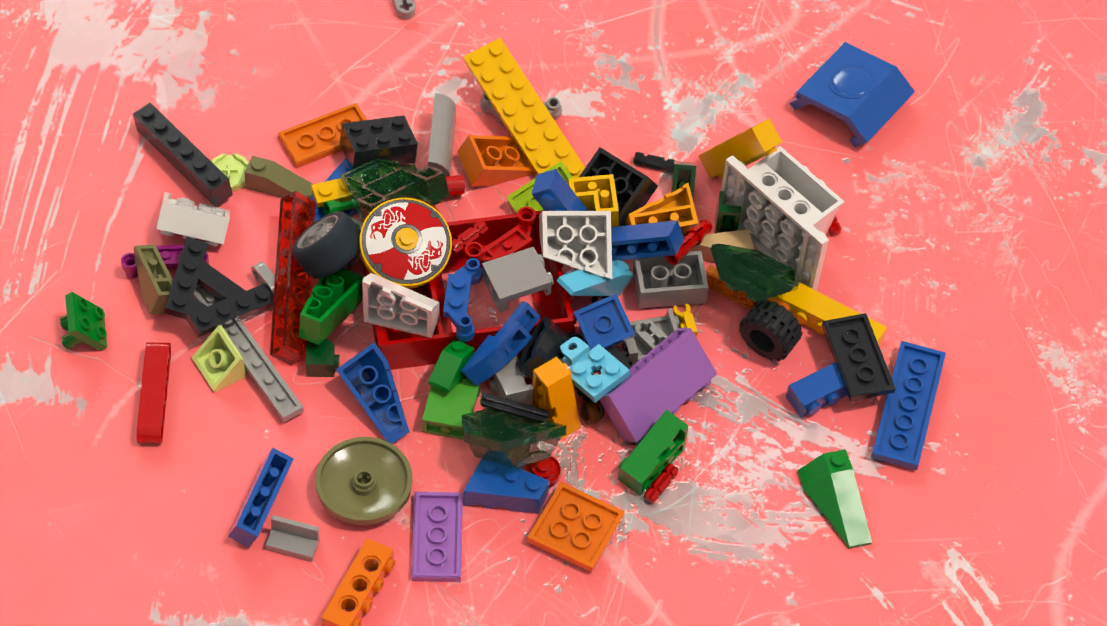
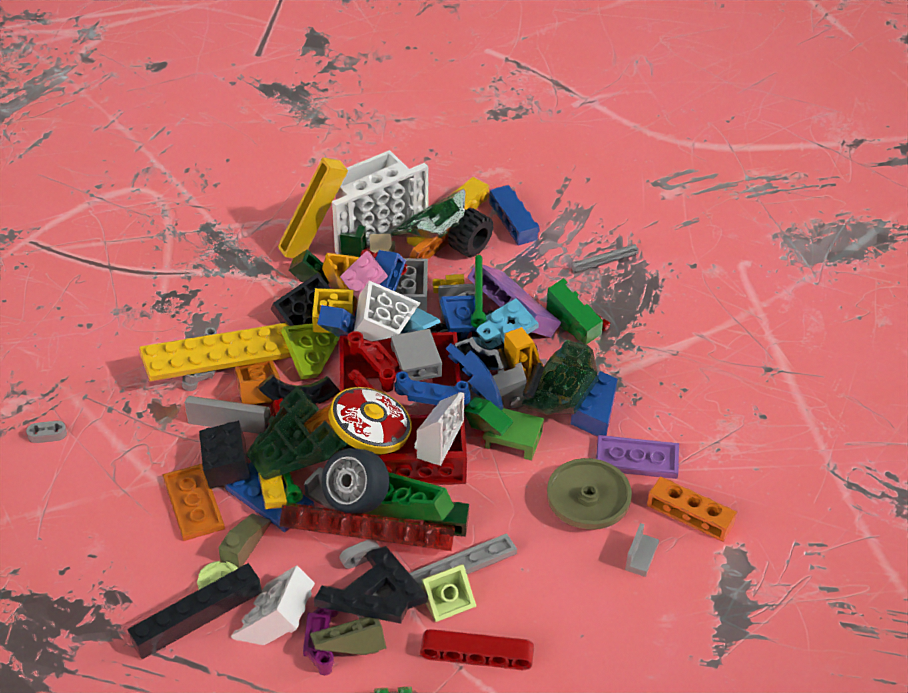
camera: 80 degrees left, 10 degrees down
(260, 497) = (603, 567): blue brick -> none
(374, 387) = (492, 480): blue wedge -> none
(476, 195) = (318, 391): none -> black tile
(576, 527) = (635, 368): orange plate -> none
(595, 337) = (478, 317): none -> green piece
(643, 217) = (361, 272): none -> bright pink plate
(653, 161) = (281, 286): black axle -> none
(776, 493) = (604, 258): none -> light grey axle
(834, 489) = (604, 226): green wedge -> none
(856, 90) = (241, 163): blue panel -> none
(858, 357) = (499, 192): black tile -> none
(910, 407) = (535, 182): blue plate -> none

